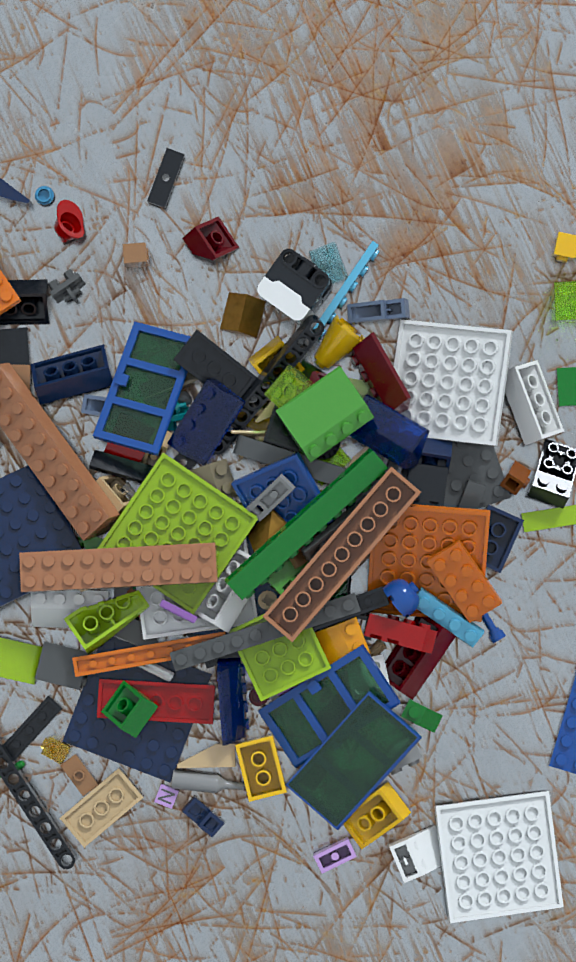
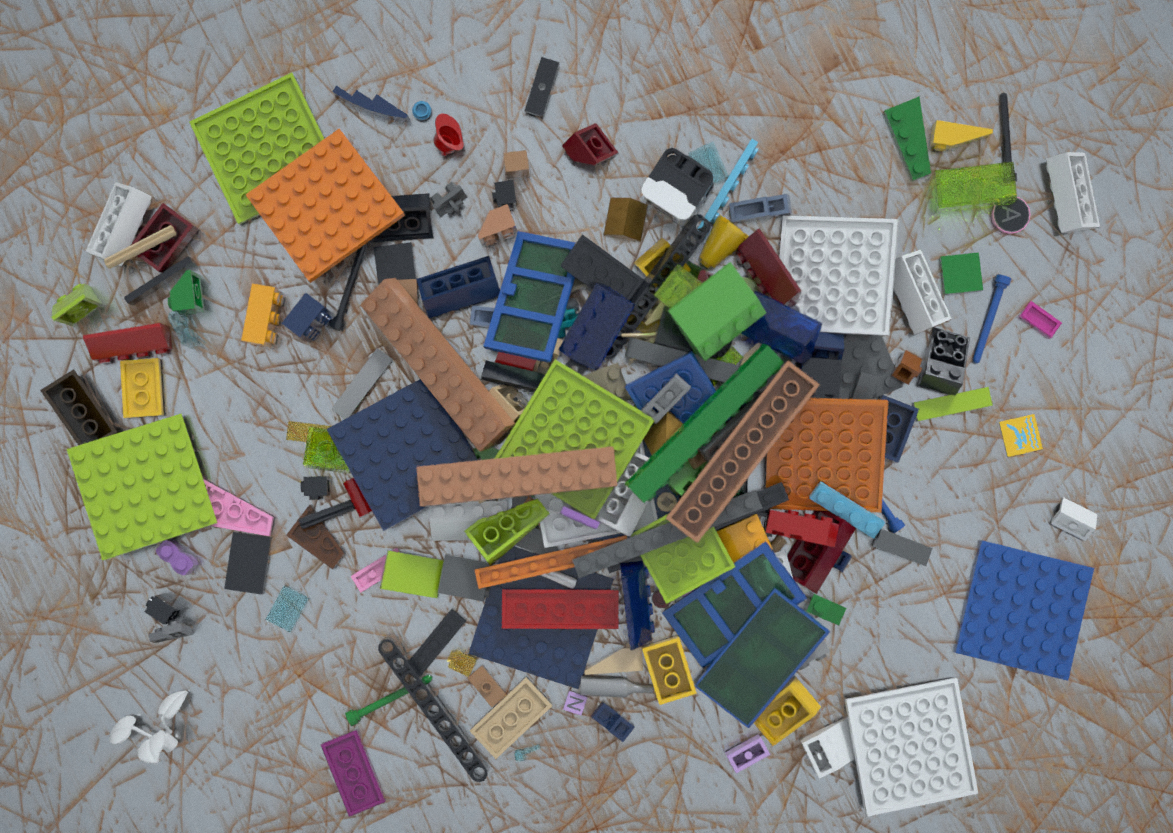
camera: 10 degrees left, 0 degrees up
(108, 844) = (520, 753): none -> clear light blue hand
(112, 315) = (497, 224): none -> nougat slope
(123, 285) = (504, 194): none -> black brick
(129, 709) = (534, 618): green slope -> none
(403, 596) = (803, 490): blue cylinder -> none
(441, 668) = (842, 561): none -> dark blue slope
(464, 581) = (863, 472): orange plate -> none
(502, 657) = (902, 547): none -> dark grey slope
(532, 243) = (909, 134): none -> green wing

